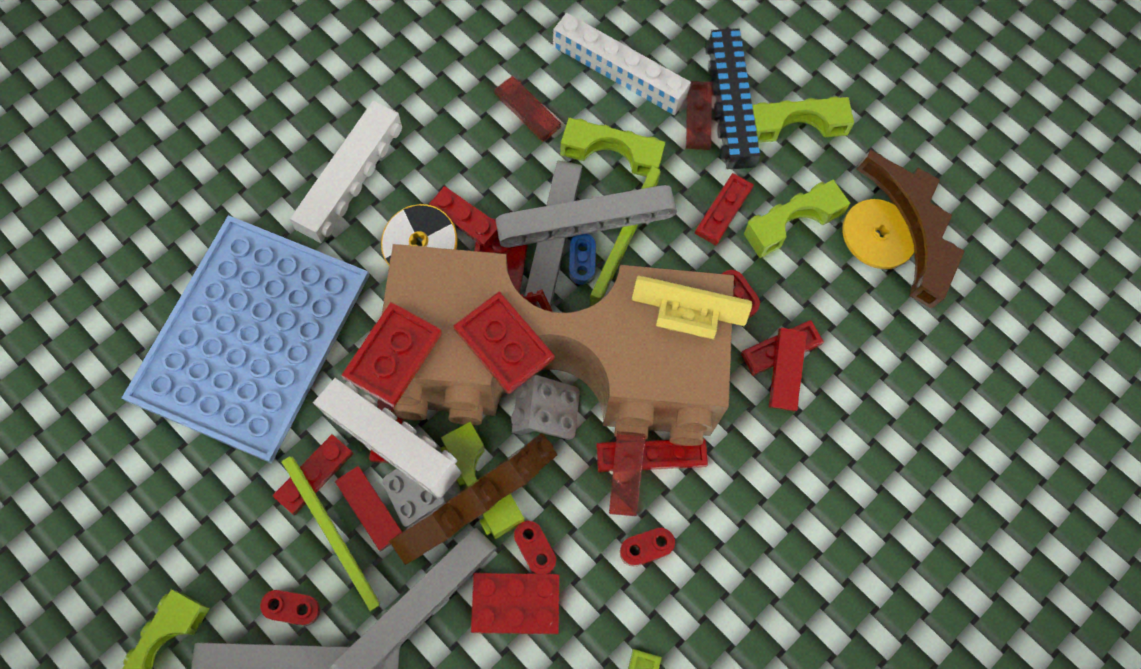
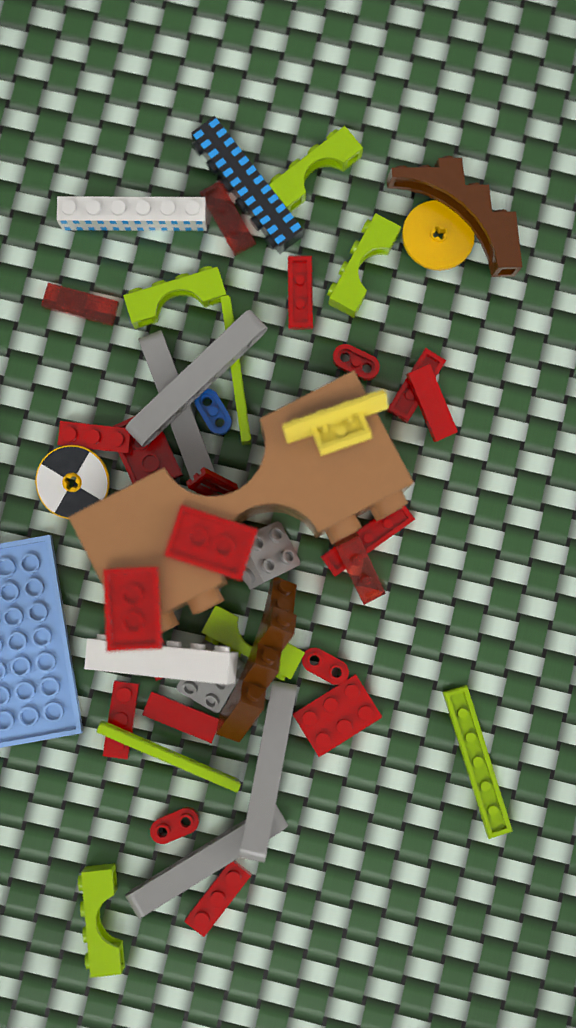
camera: 30 degrees left, 15 degrees up
(647, 546) = (407, 611): red plate -> none

